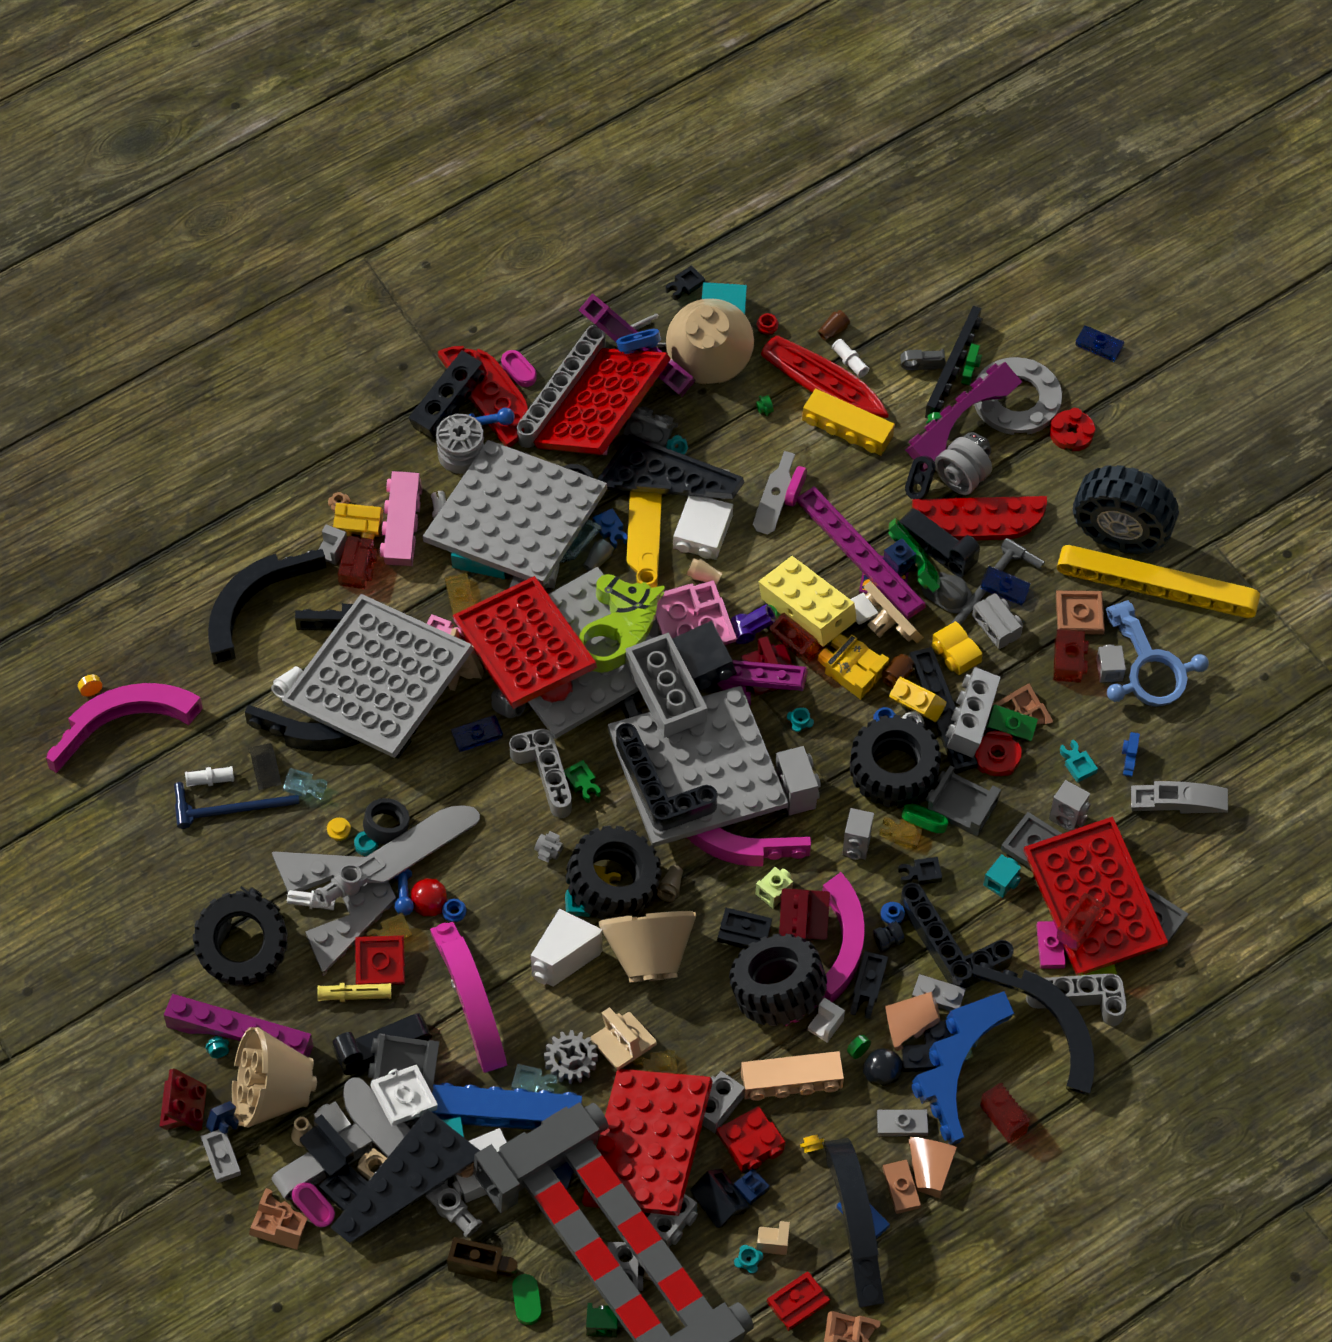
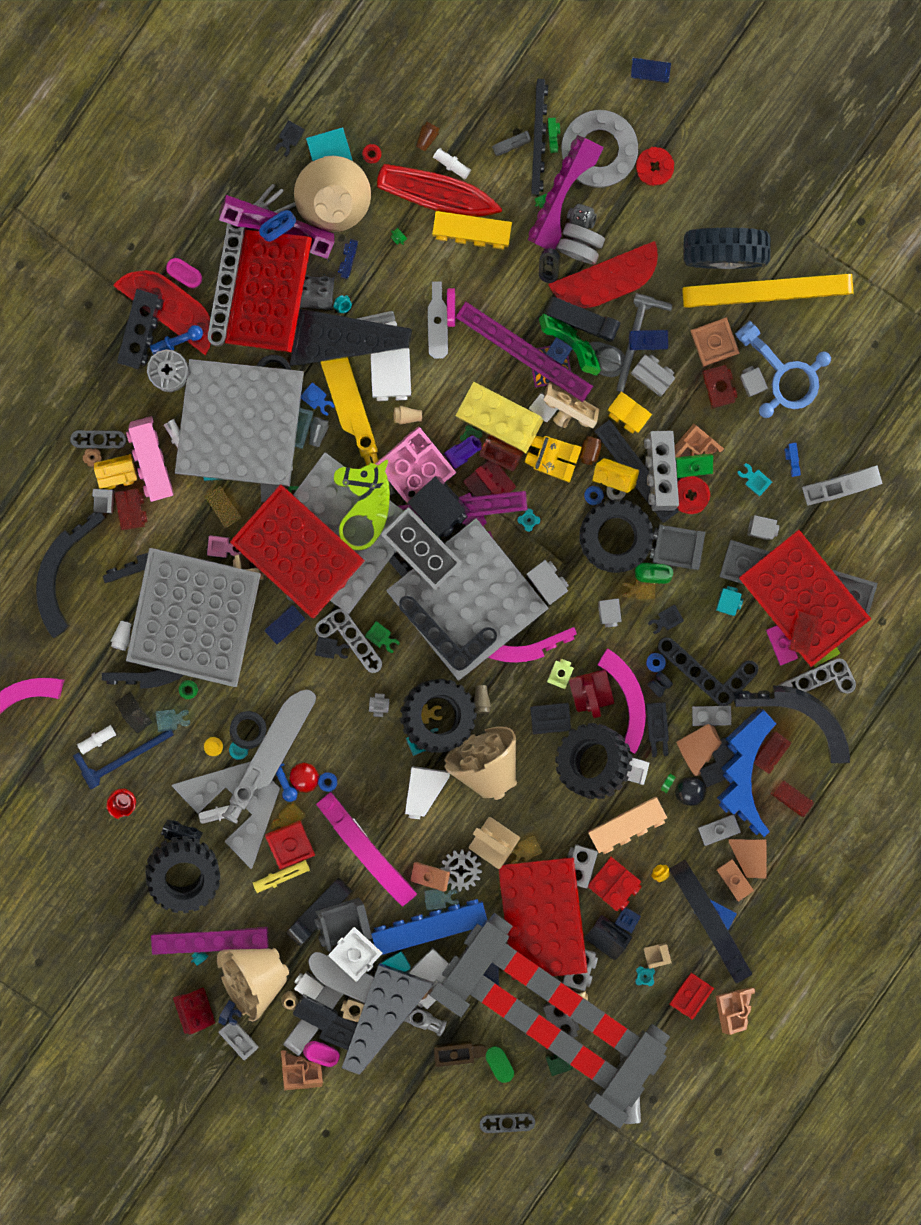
camera: 20 degrees left, 30 degrees up
(205, 847) = (121, 803): none -> red hair
(337, 755) = (193, 685): none -> green plate
(360, 496) = (113, 434): none -> dark grey beam
(517, 771) = (328, 648): none -> black plate
(531, 1049) = (430, 876): none -> nougat plate
(706, 402) = (350, 252): none -> clear blue plate
(997, 1051) = (771, 752): none -> clear red brick

